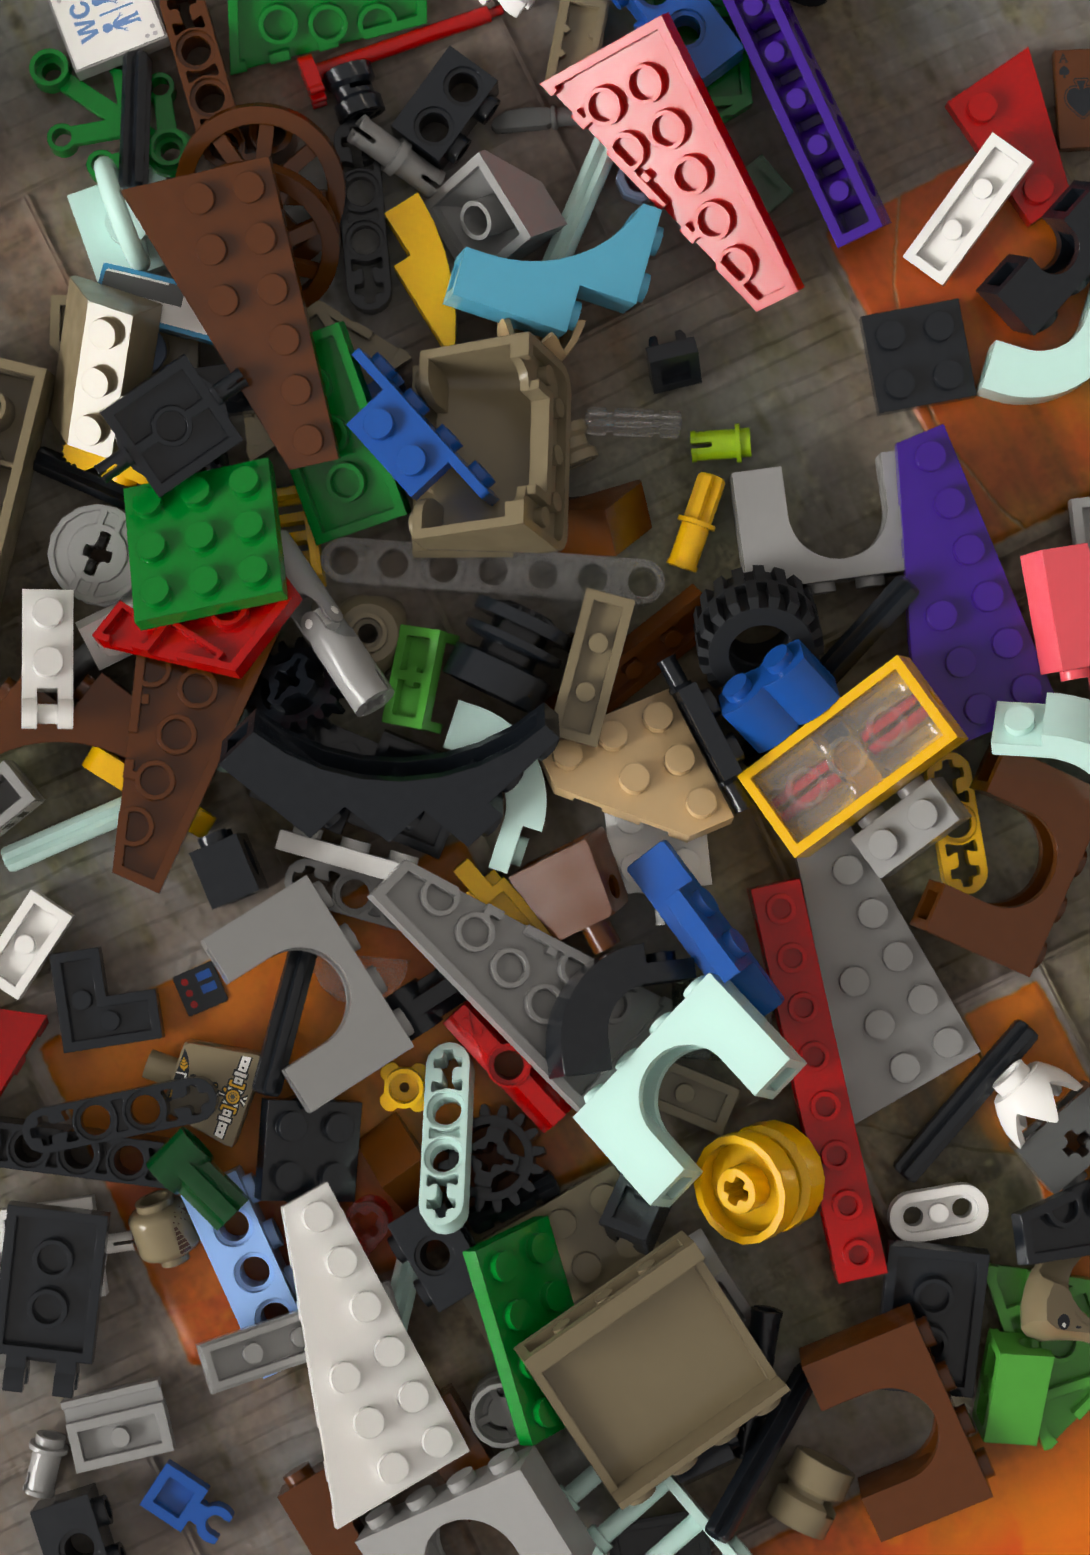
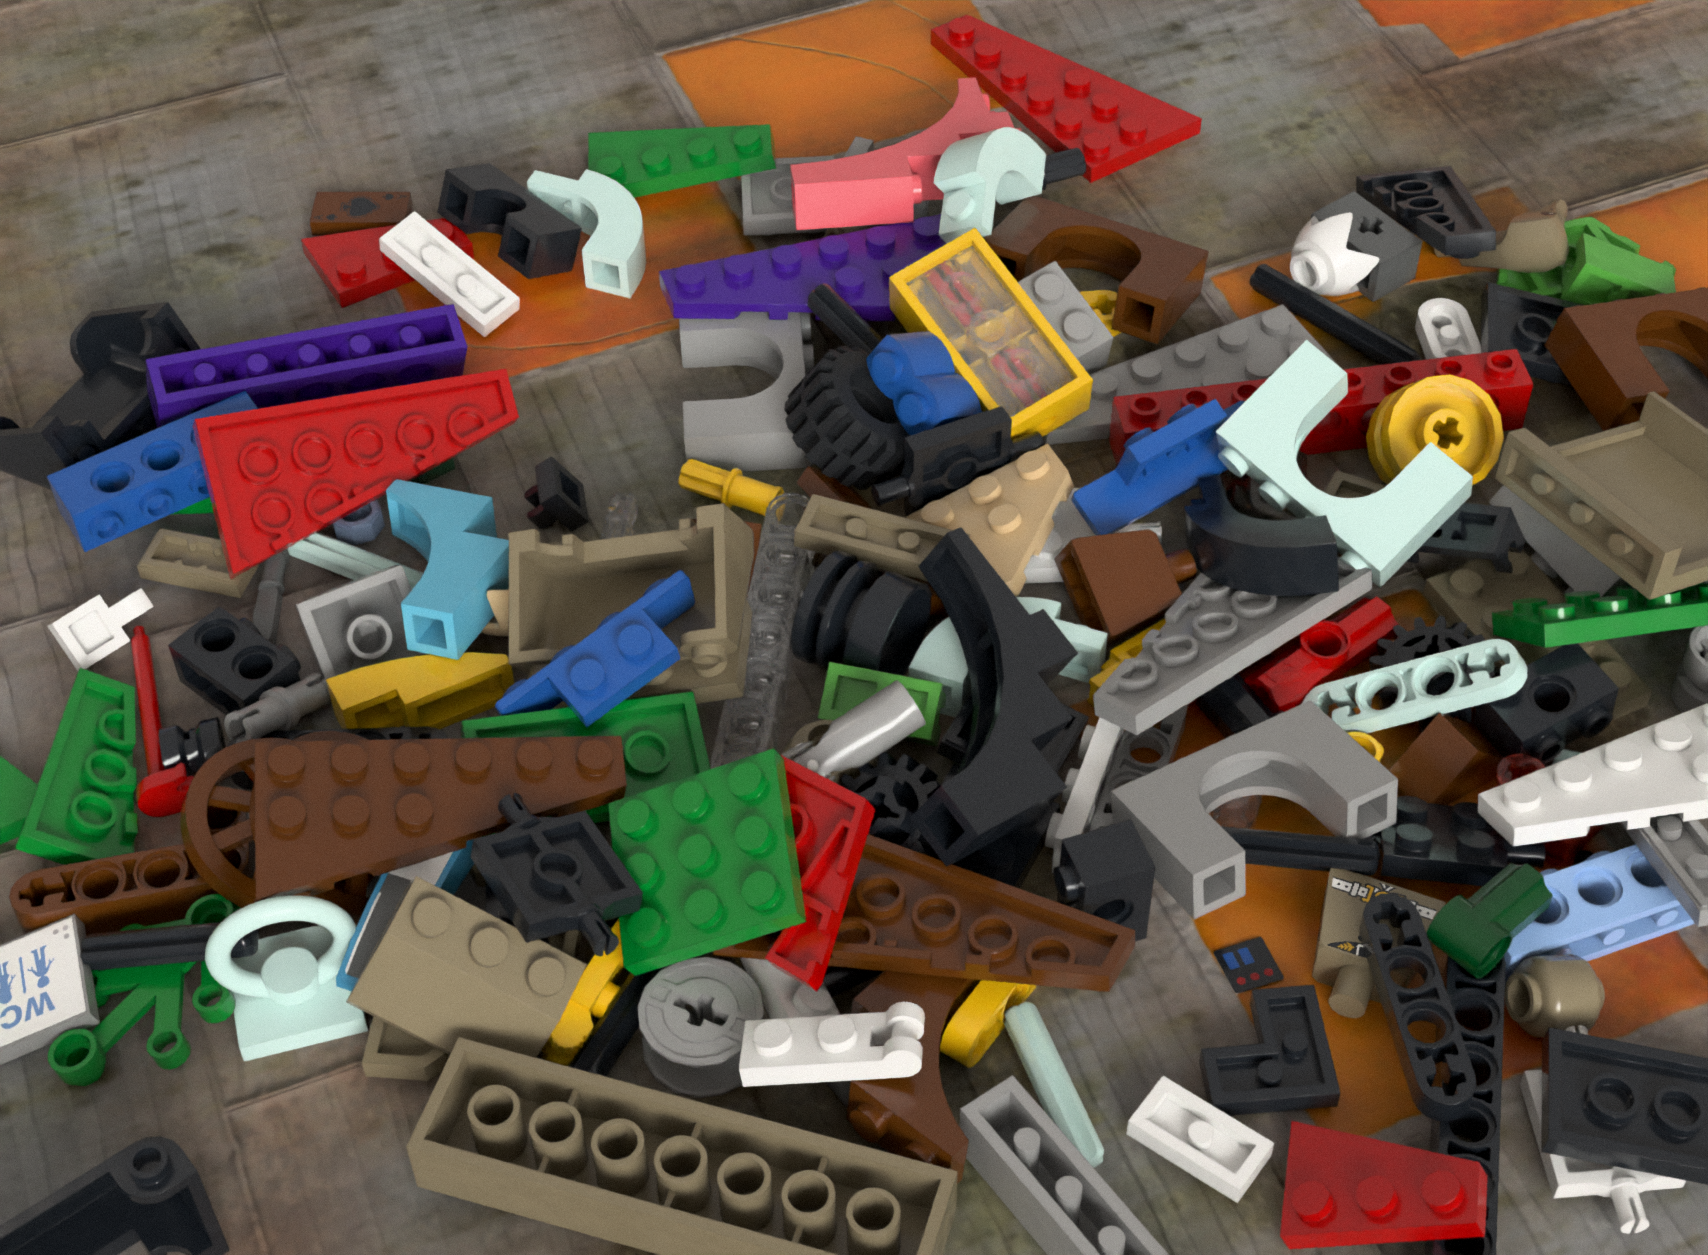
camera: 85 degrees left, 40 degrees down
(725, 444) = (651, 457): lime pin -> none
(917, 357) = (586, 329): black plate -> none

